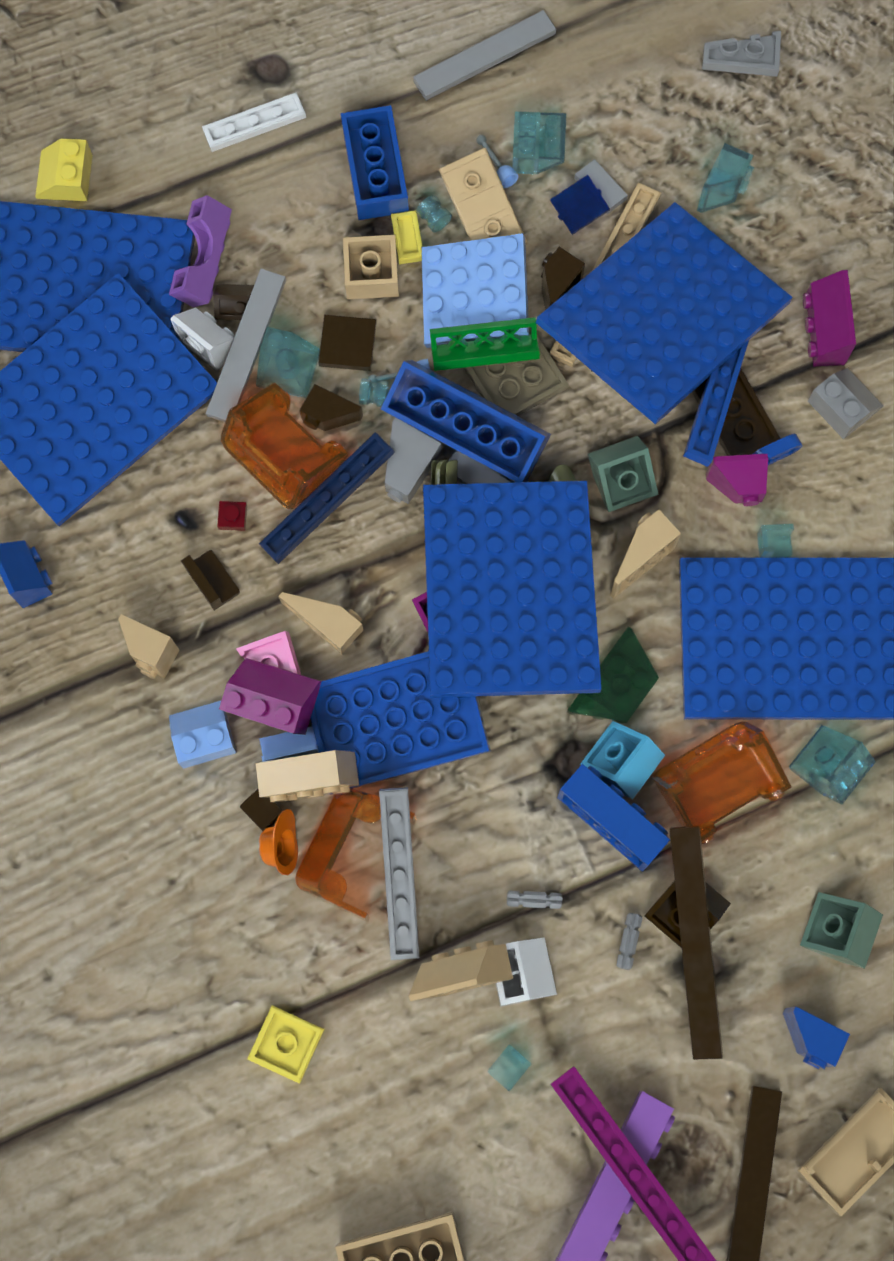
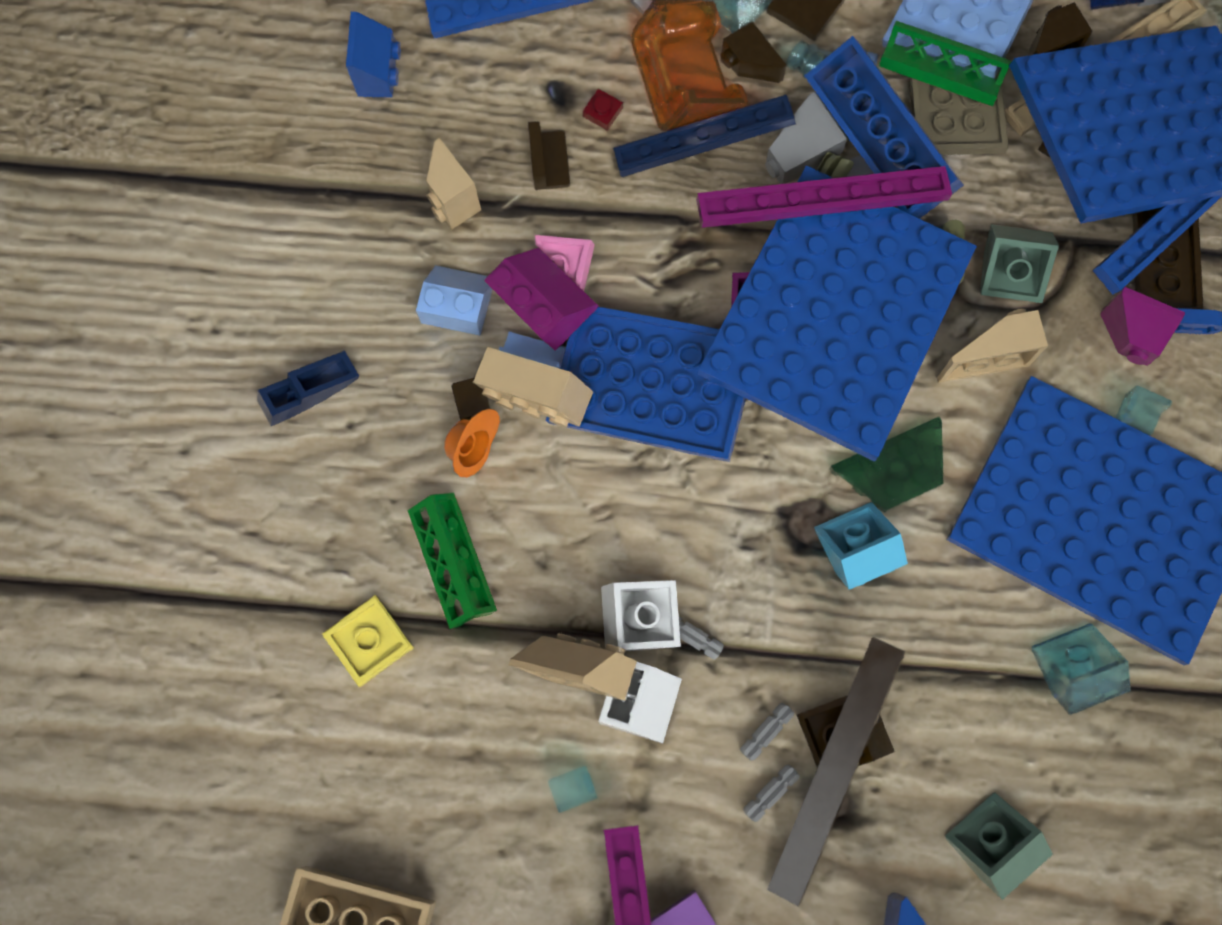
camera: 30 degrees right, 0 degrees up
(122, 871) = (306, 387): none -> dark blue slope
(315, 870) = (490, 489): clear orange windscreen -> none
(318, 939) = (455, 555): none -> green fence
(327, 620) = (639, 253): tan slope -> none
(399, 873) = (570, 533): light grey tile -> none
(451, 506) = (823, 196): none -> magenta plate
(487, 906) = (641, 615): none -> white slope
(613, 817) = (819, 596): blue brick -> none
(657, 985) = (771, 793): none -> light grey axle
(721, 777) = (956, 618): clear orange windscreen -> none

